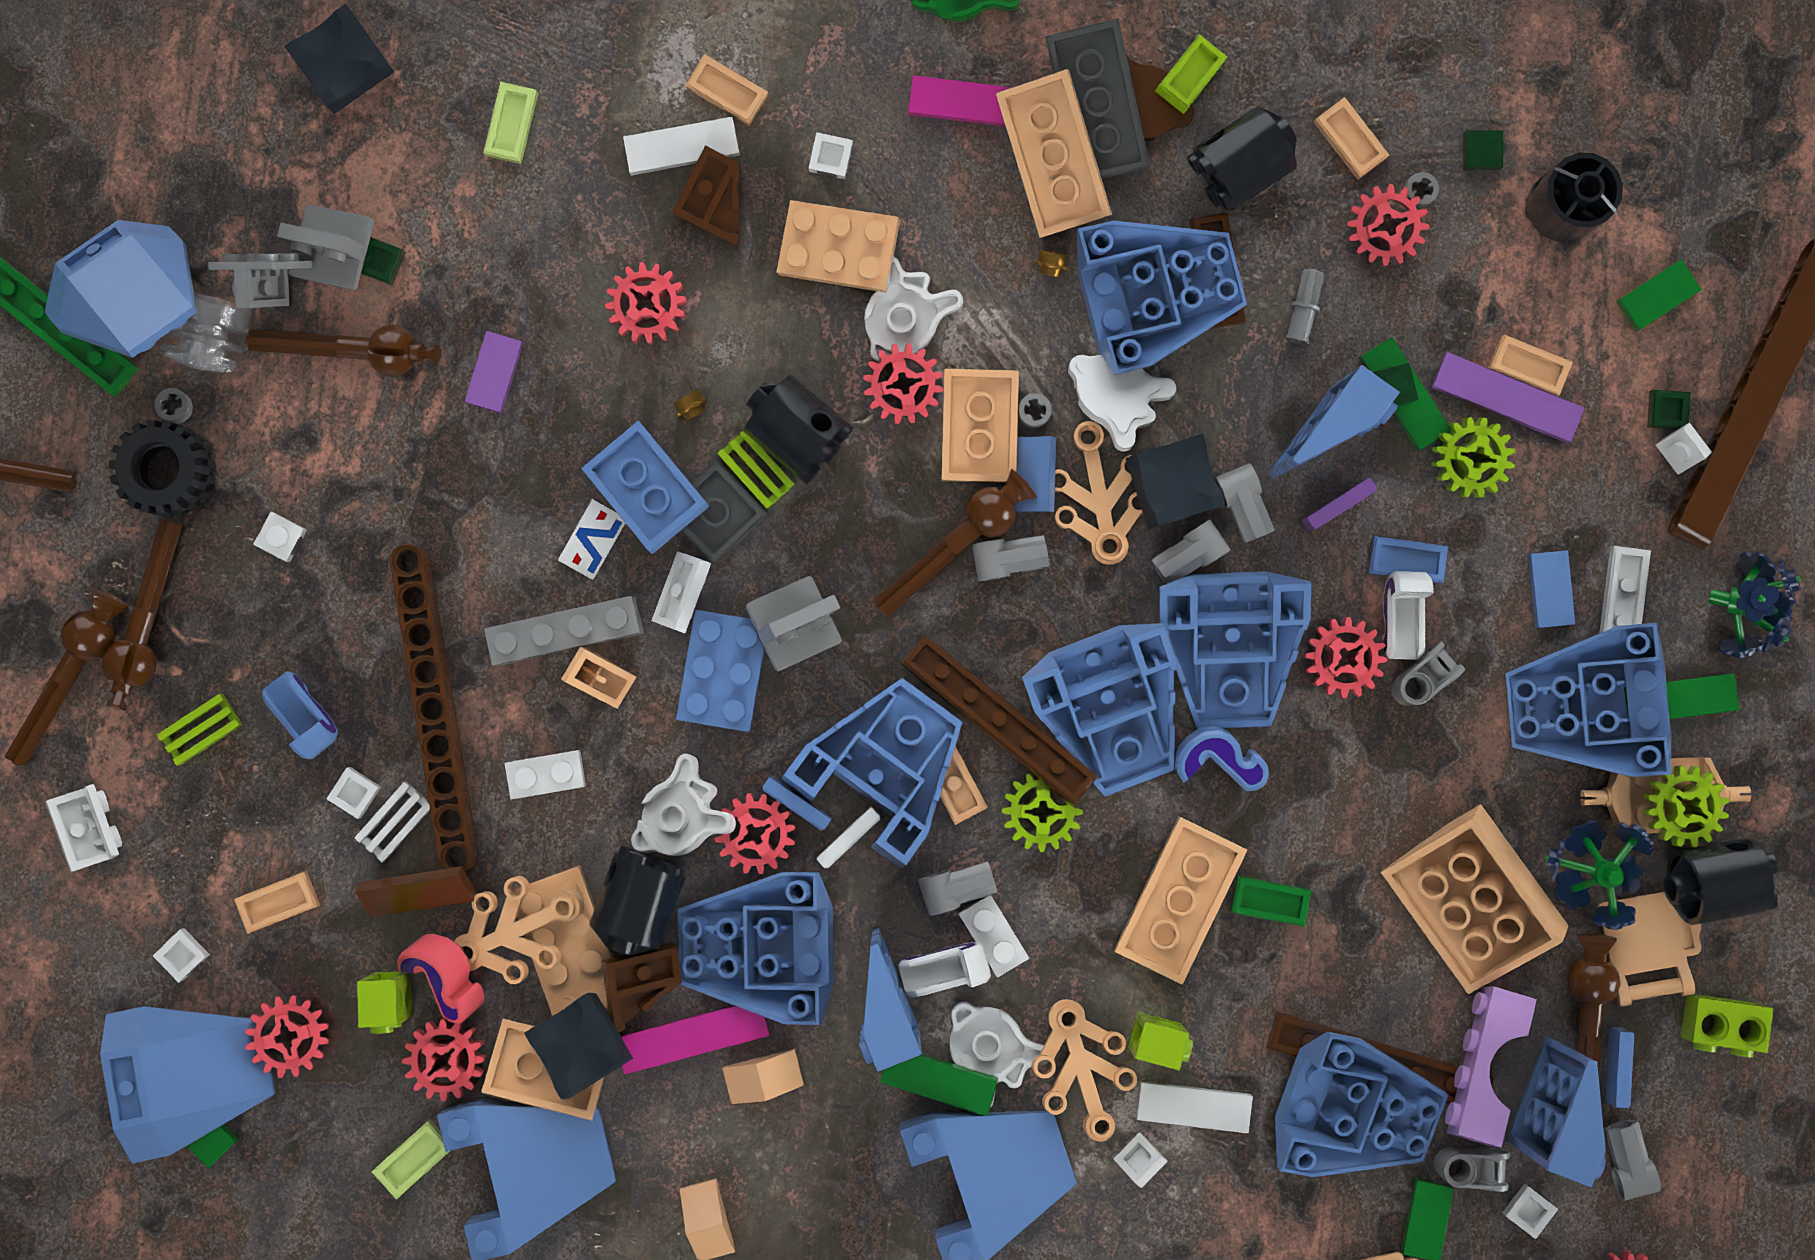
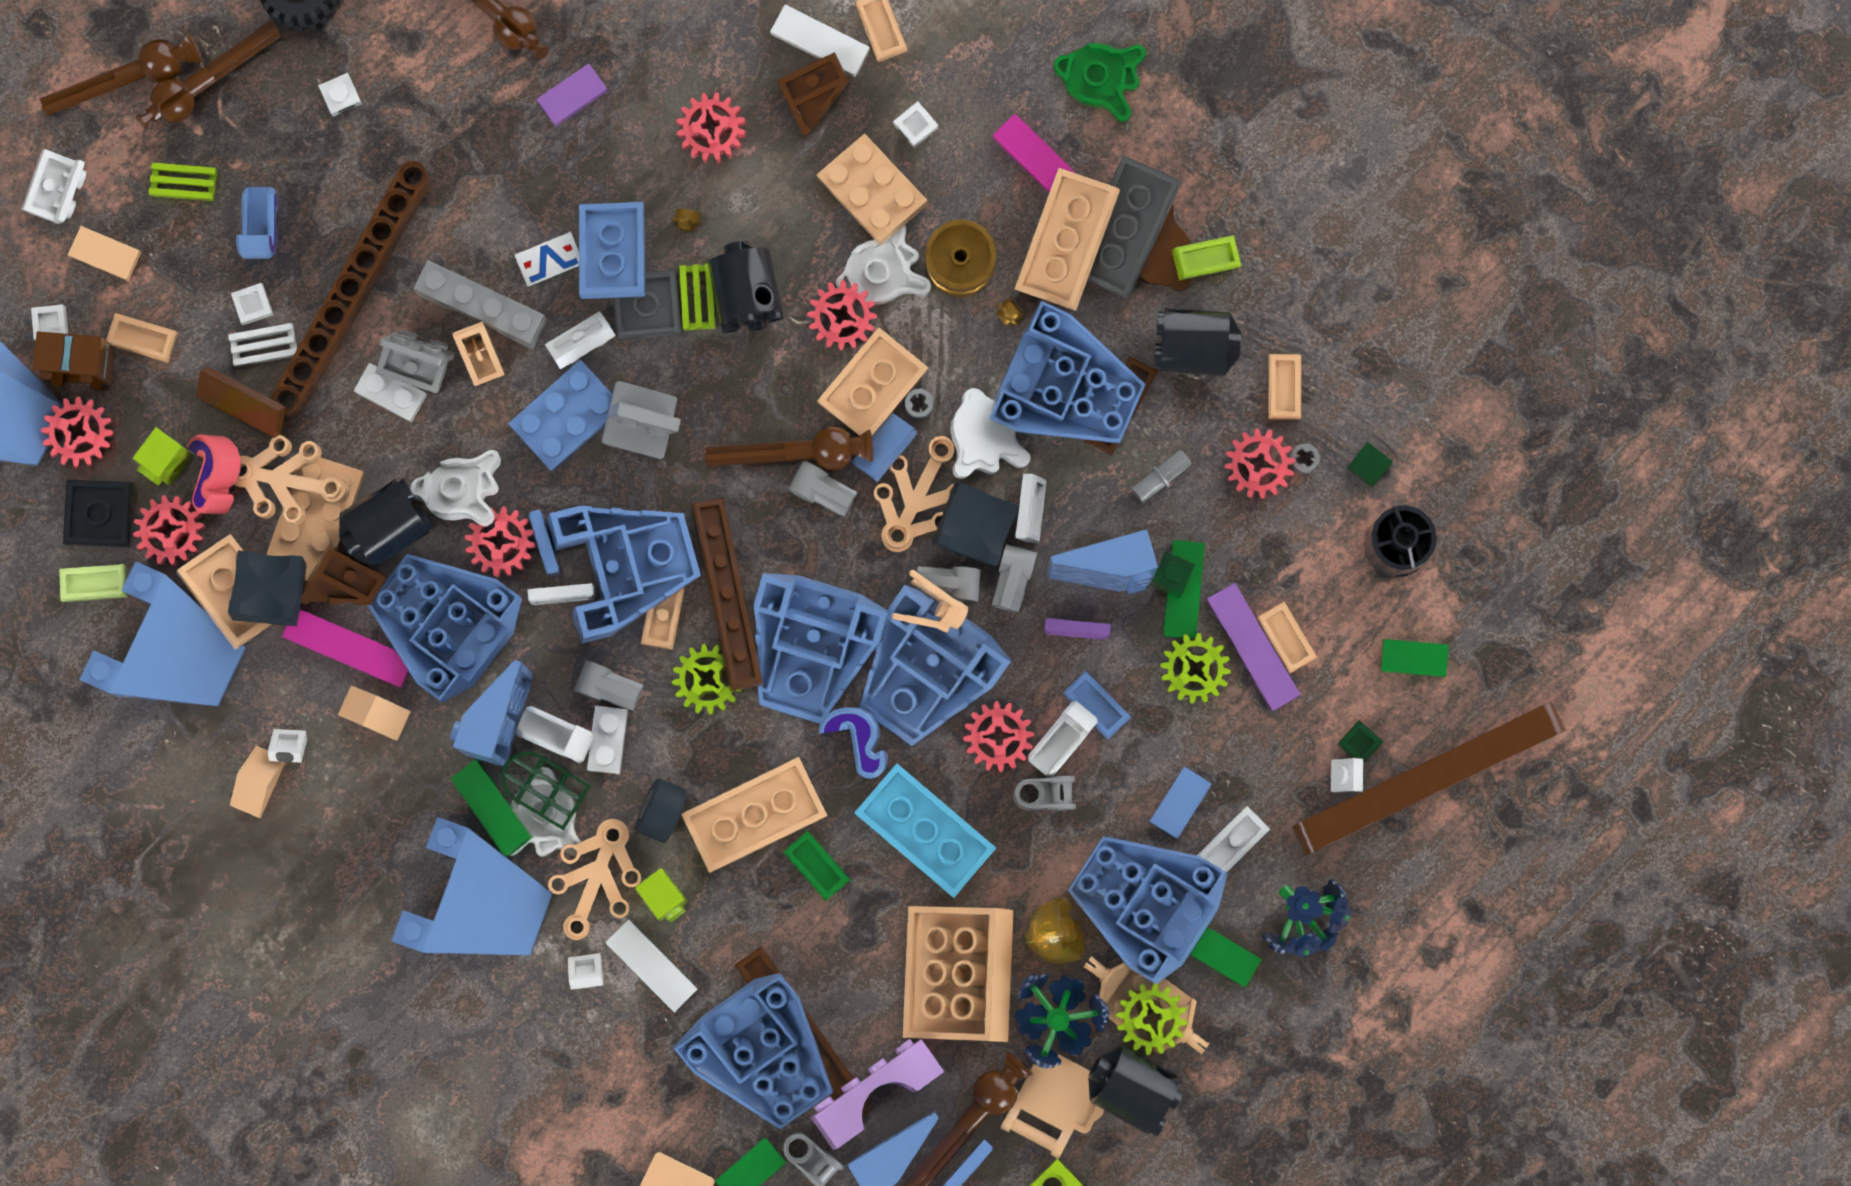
camera: 45 degrees right, 5 degrees down
(180, 851) = (104, 253): none -> light nougat tile
(229, 974) = (73, 359): none -> reddish brown container
(366, 1093) = (98, 513): none -> black tile
(544, 729) = (414, 360): none -> light grey bracket
(709, 1169) = (287, 745): none -> white plate
(970, 269) = (947, 244): none -> pearl gold wheel
(982, 1013) = (556, 785): none -> dark green window
(1095, 963) = (661, 810): none -> black wheel
(1212, 427) = (1031, 508): none -> white tile
(1216, 579) = (949, 610): none -> light nougat plant
(1344, 793) = (925, 830): none -> medium azure plate
(1536, 796) = (1054, 932): none -> clear yellow cylinder

